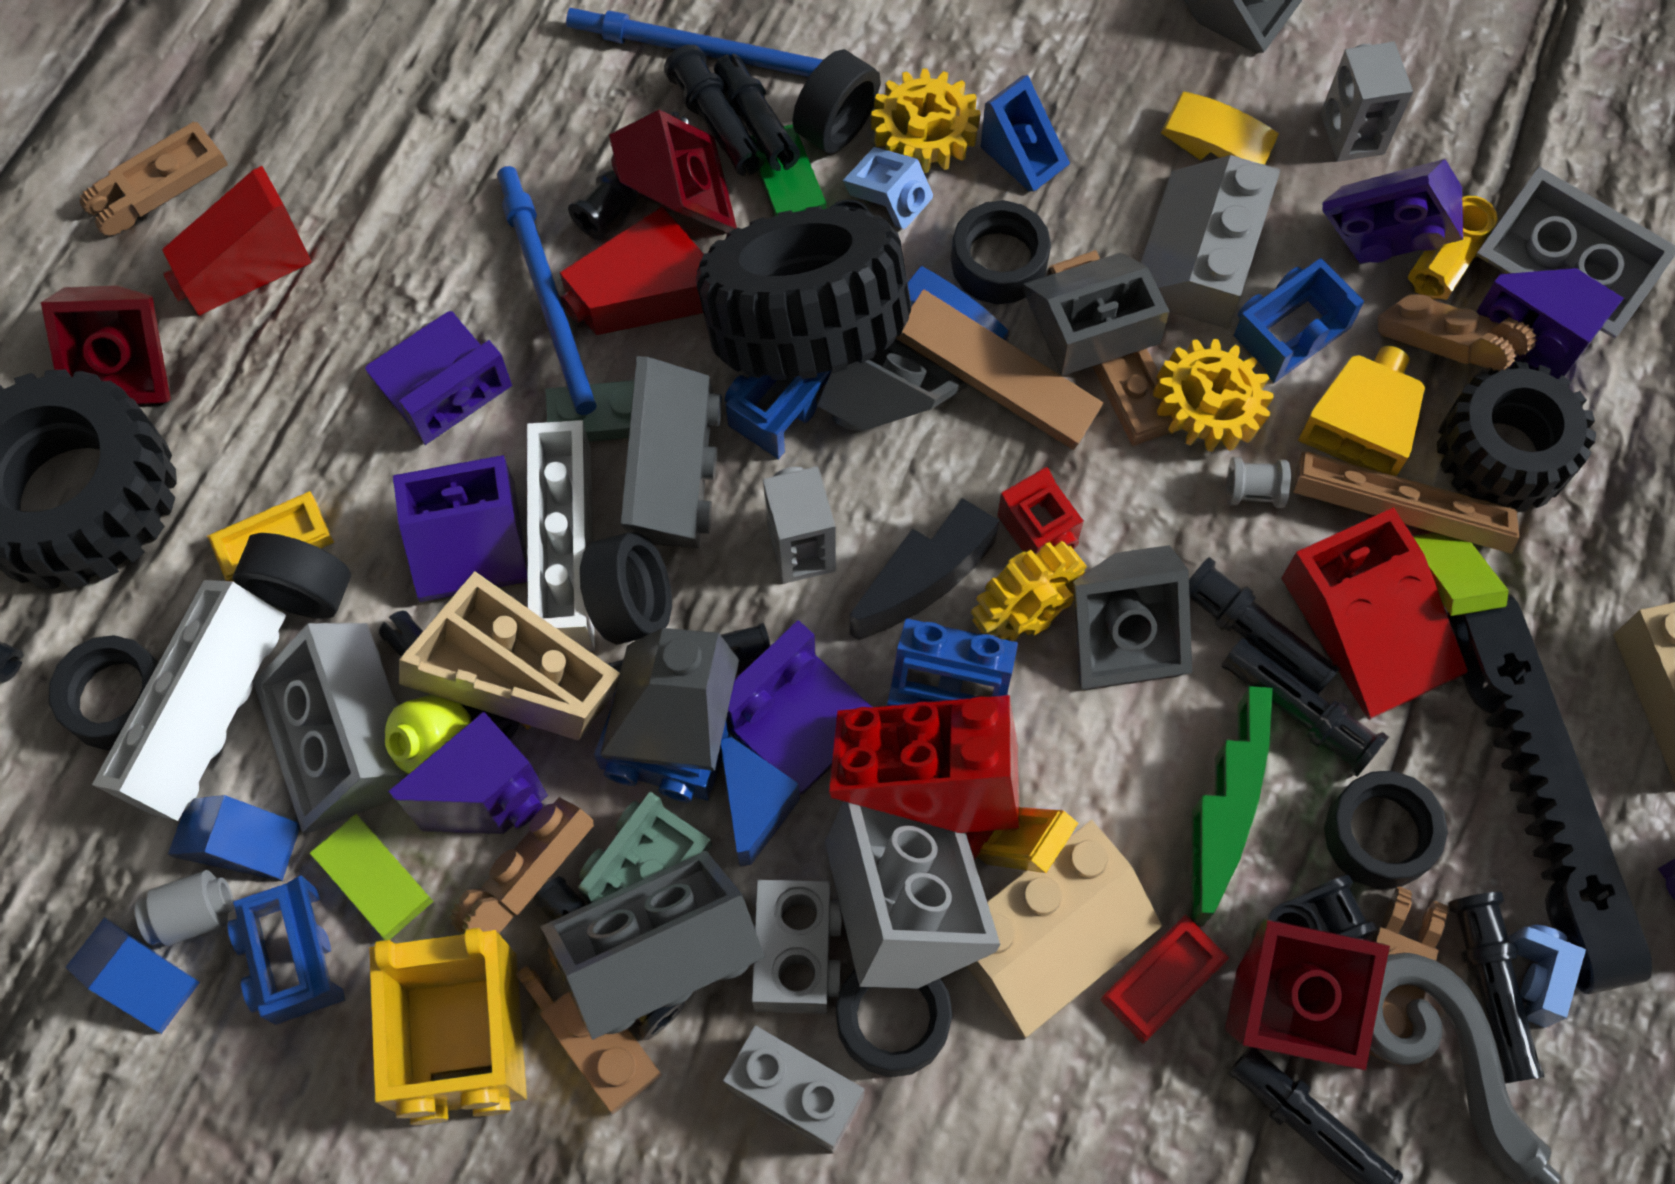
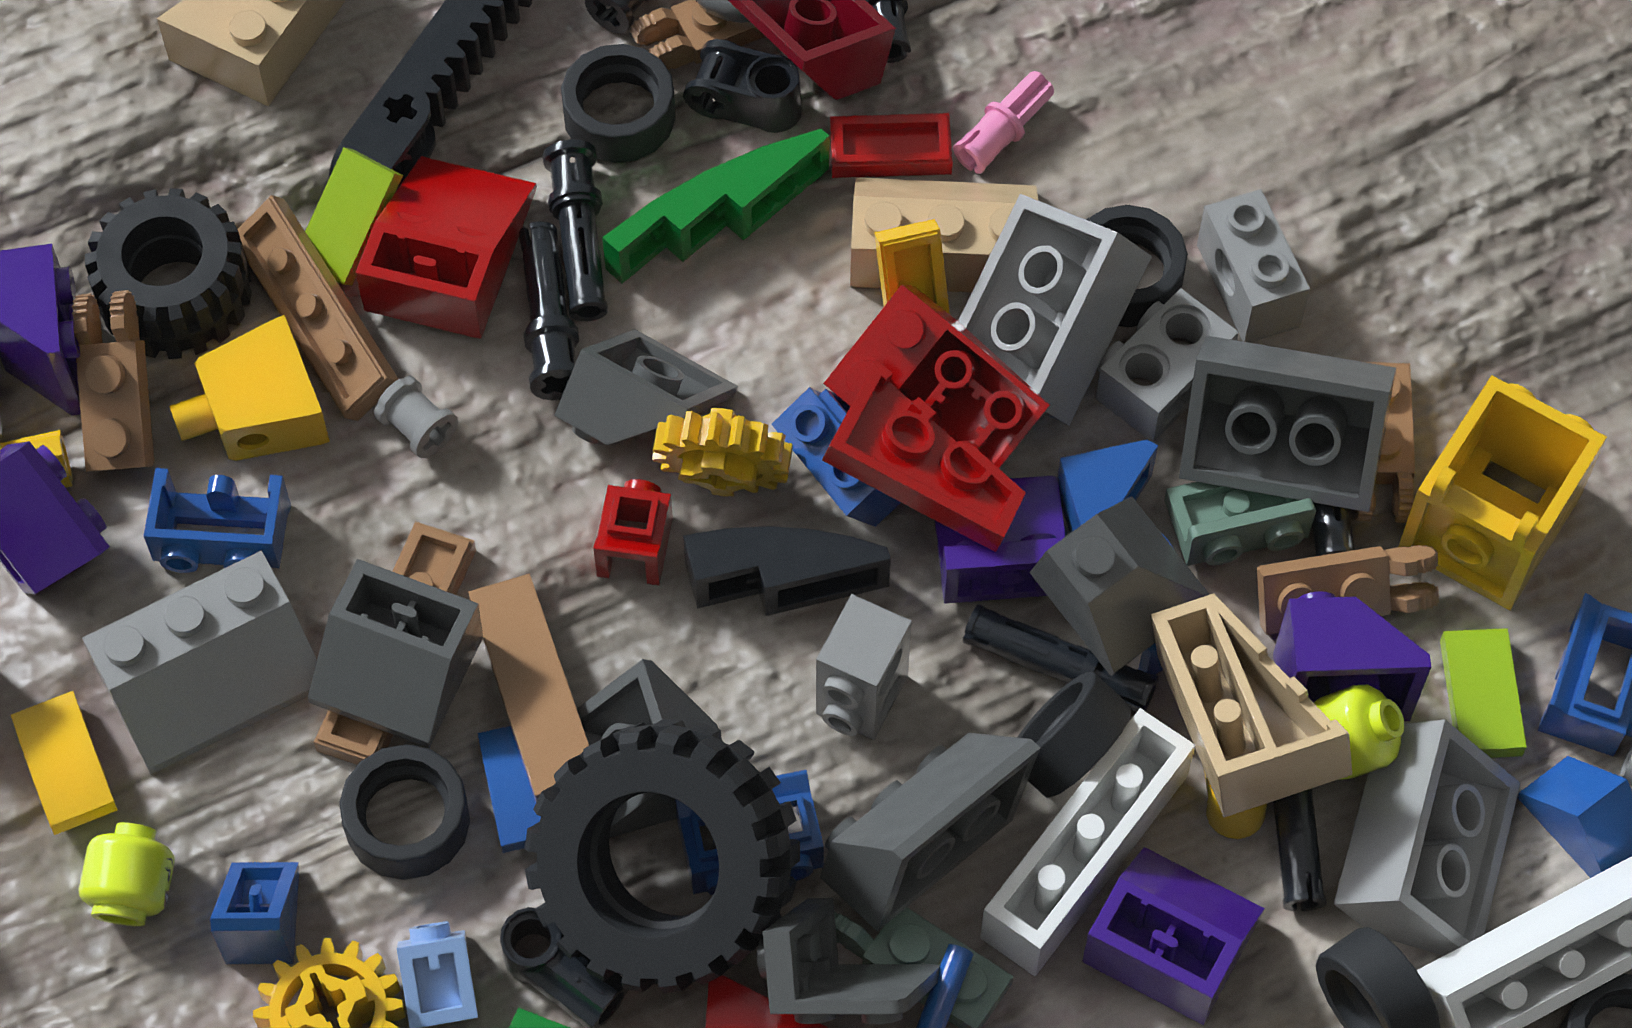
camera: 140 degrees left, 5 degrees down
(634, 314) = (807, 980): none -> dark grey bracket
(879, 666) = (913, 460): none -> red wing
(1098, 1070) = (1003, 122): none -> bright pink axle
(1112, 98) = (126, 875): none -> neon yellow head
(1212, 395) = (401, 506): yellow gear -> none

